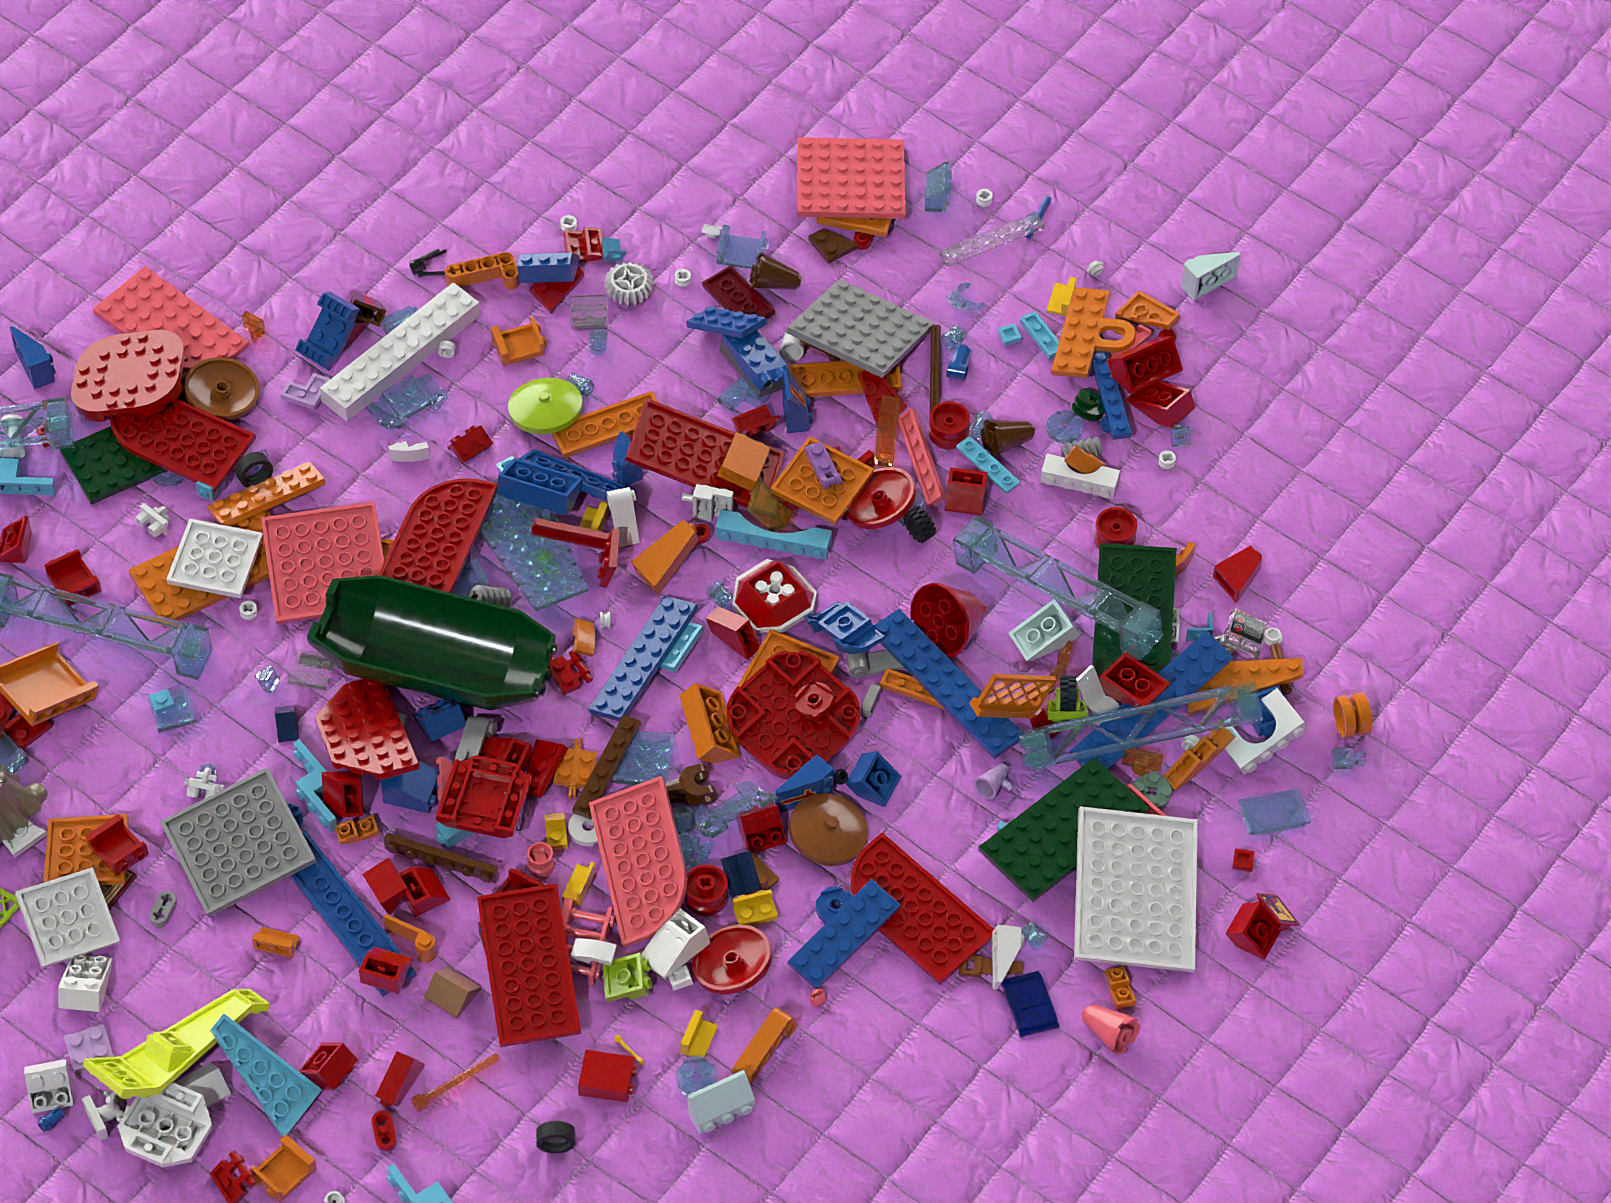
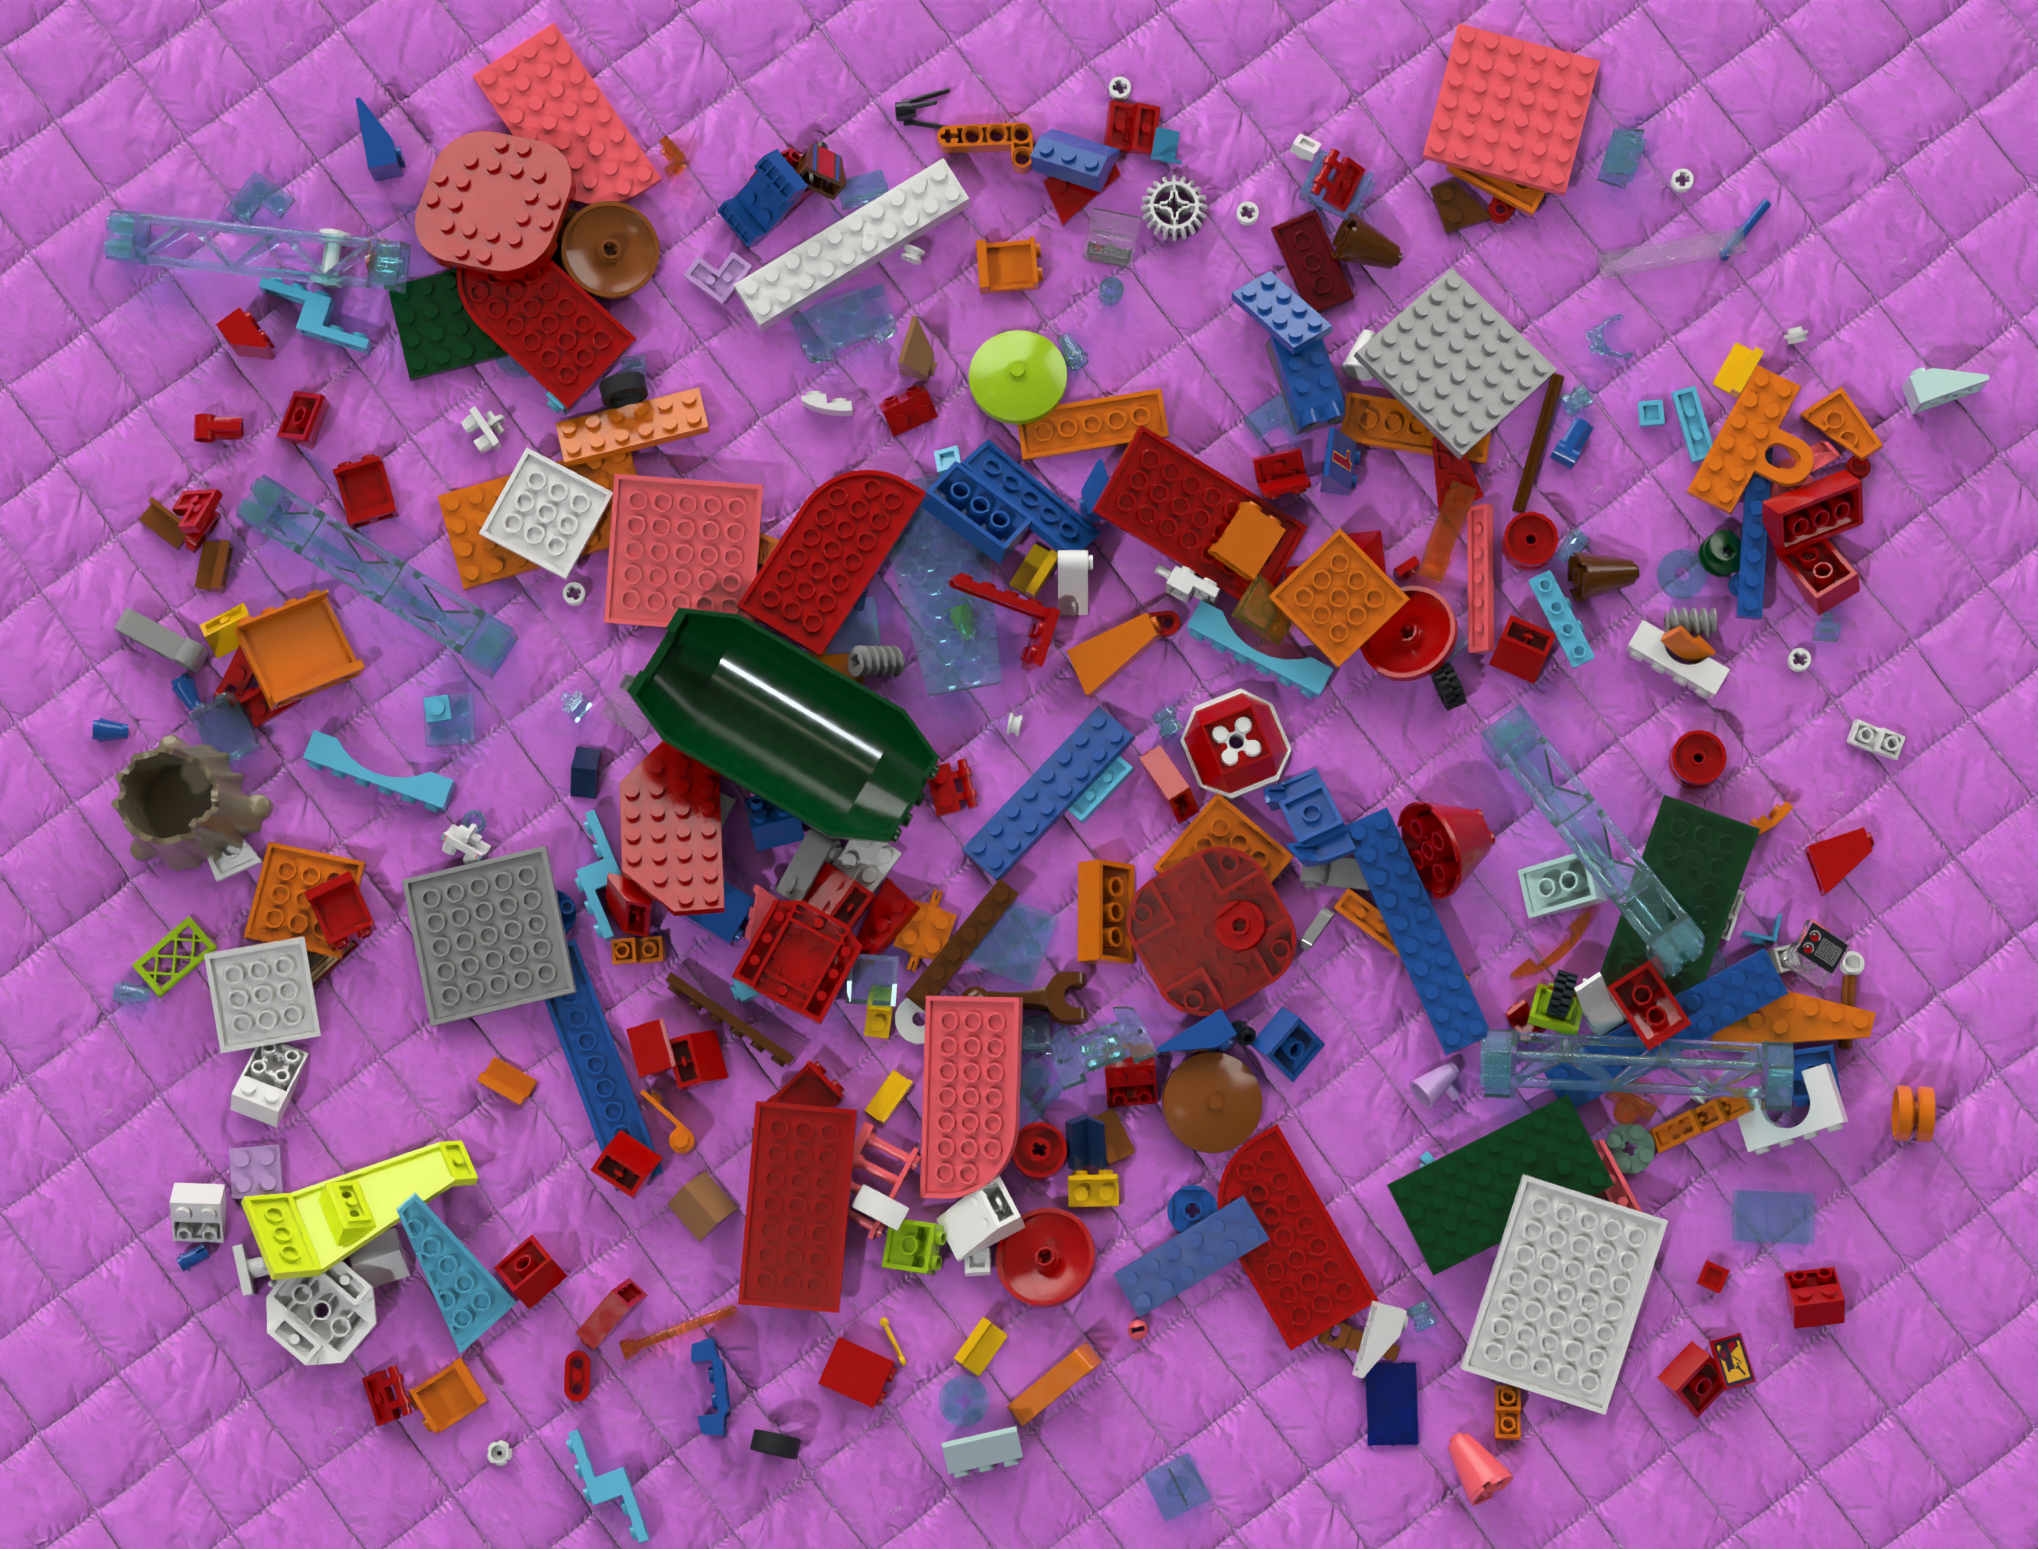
camera: 20 degrees right, 25 degrees up
(166, 757) = (427, 788): none -> medium azure arch
(166, 911) = (376, 998): light grey beam -> none
(467, 404) = (916, 354): none -> medium nougat slope
(488, 1088) = (703, 1353): none -> blue plate
(519, 727) = (867, 862): none -> white plate
(540, 860) = (849, 1056): coral wheel -> none
(545, 802) = (873, 981): none -> clear light blue slope
(584, 637) = (982, 744): orange slope -> none
(746, 241) = (1343, 184): none -> red plate
(822, 465) = (1344, 579): medium lavender plate -> none
(880, 1098) = (1177, 1487): none -> clear light blue slope
(1012, 706) = (1487, 988): orange fence -> none
(1242, 497) = (1875, 739): none -> white slope
(1324, 855) = (1814, 1297): none -> red slope
(1344, 758) = (1885, 1165): clear light blue plate -> none

